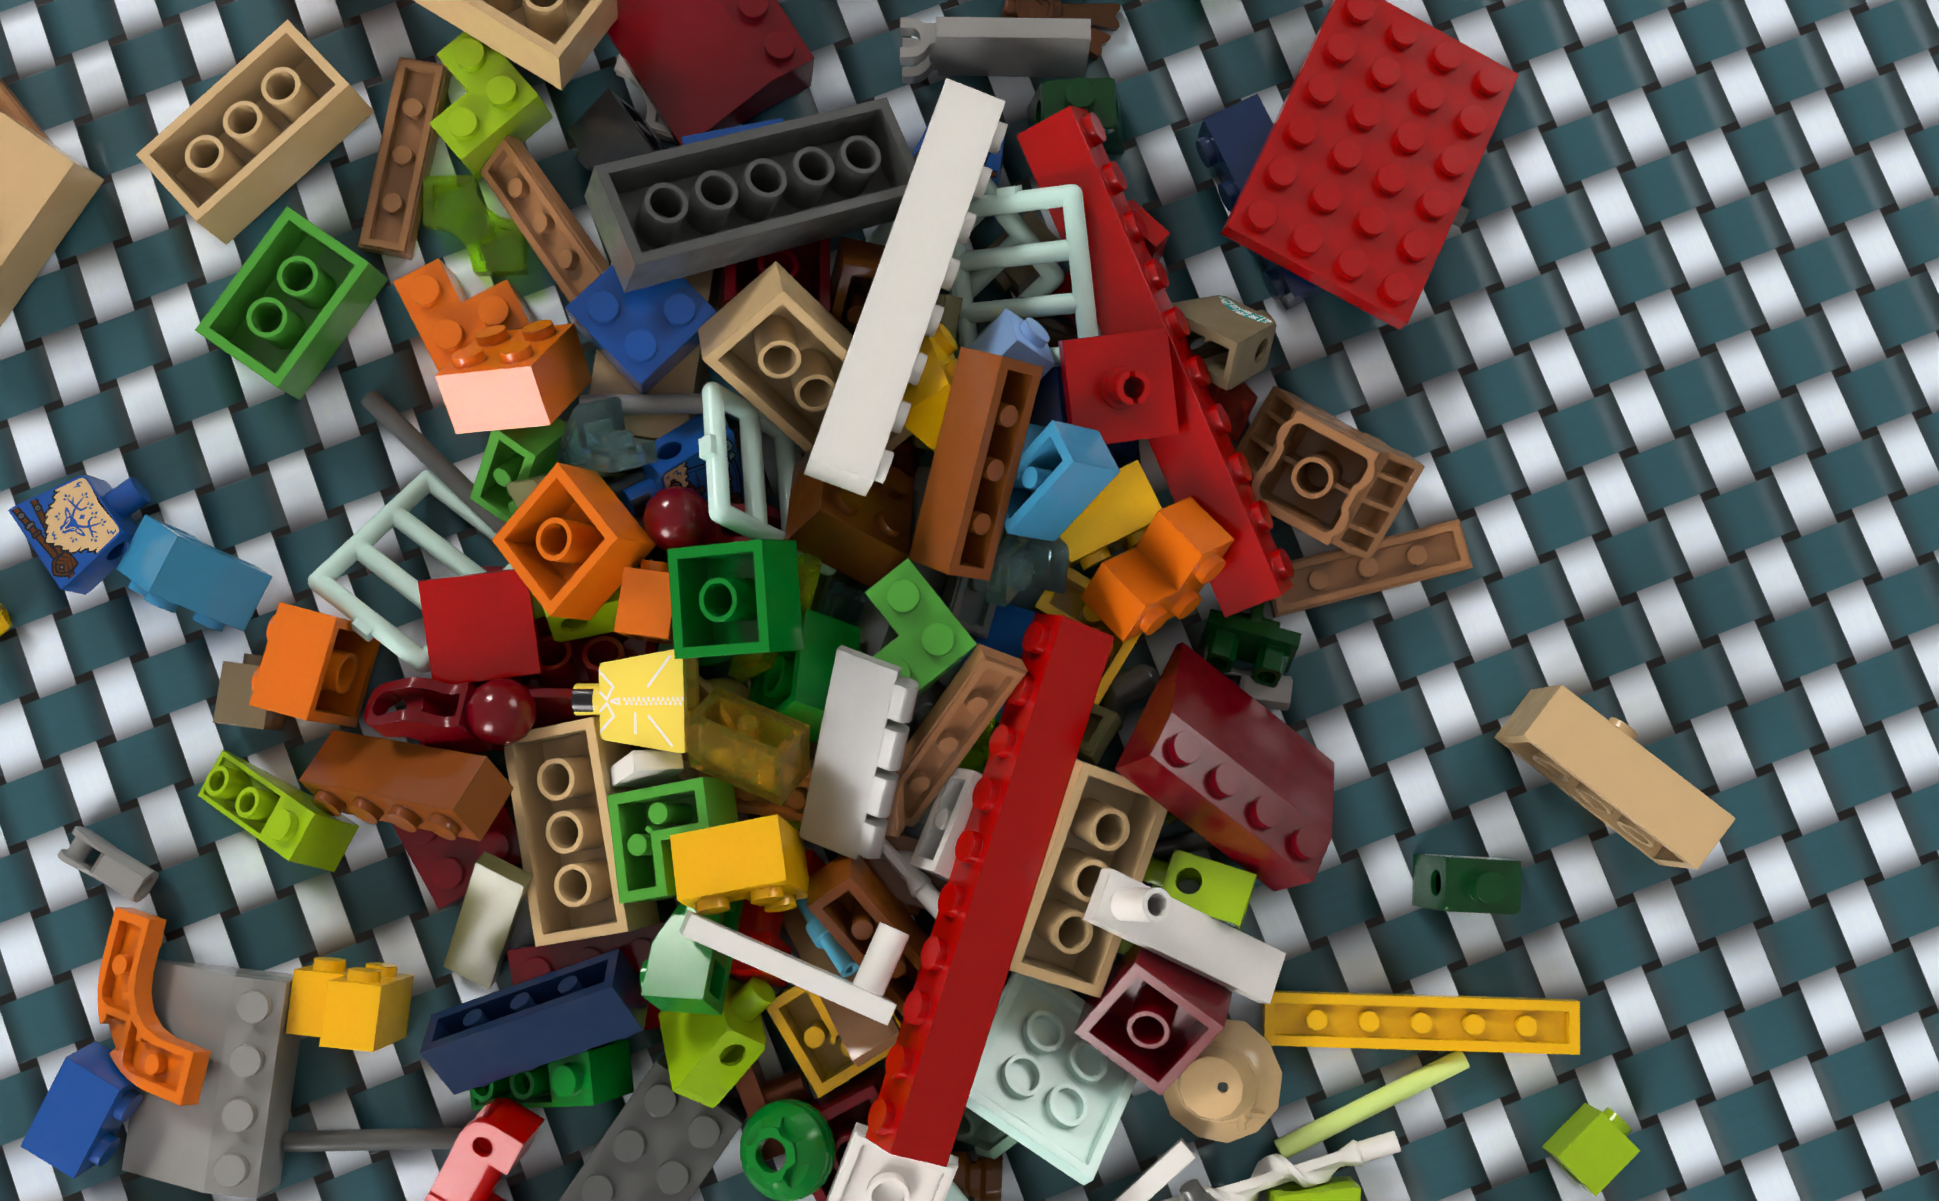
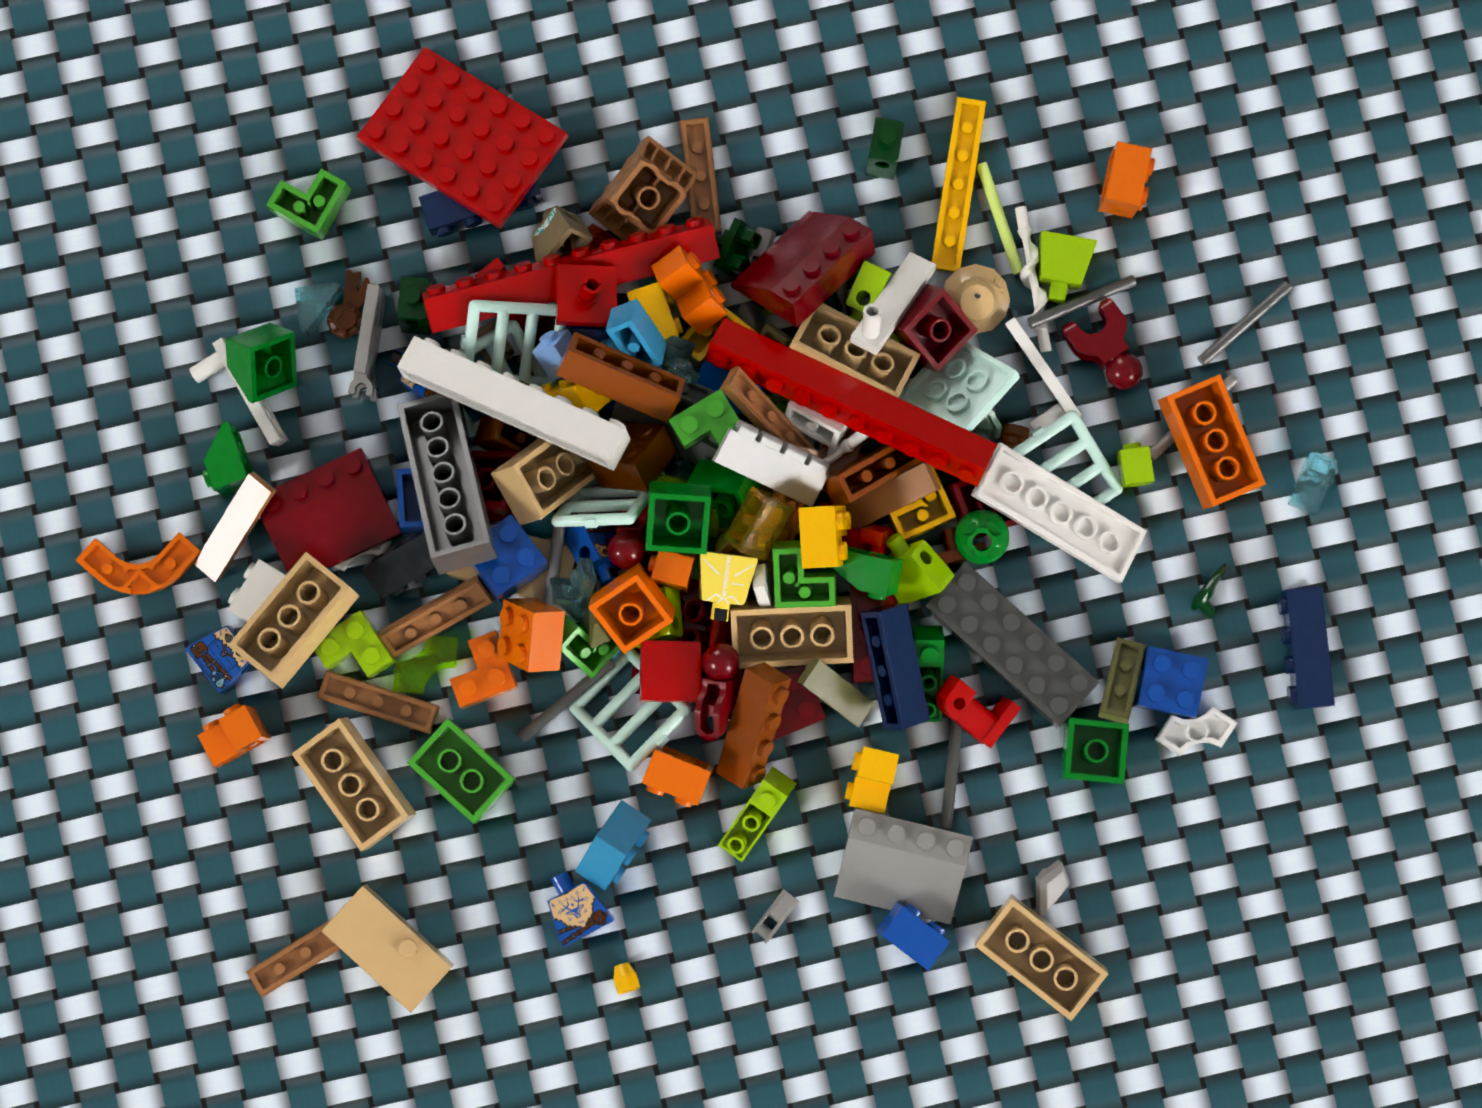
camera: 85 degrees left, 0 degrees up
(144, 1049) = (864, 906): orange plate -> none
(235, 695) = (687, 820): dark tan brick -> none
(824, 940) = (868, 500): medium azure bar -> none
(861, 995) = (901, 478): white piece -> none
(1592, 1147) = (1037, 102): lime brick -> none
(1615, 777) = (836, 59): tan brick -> none

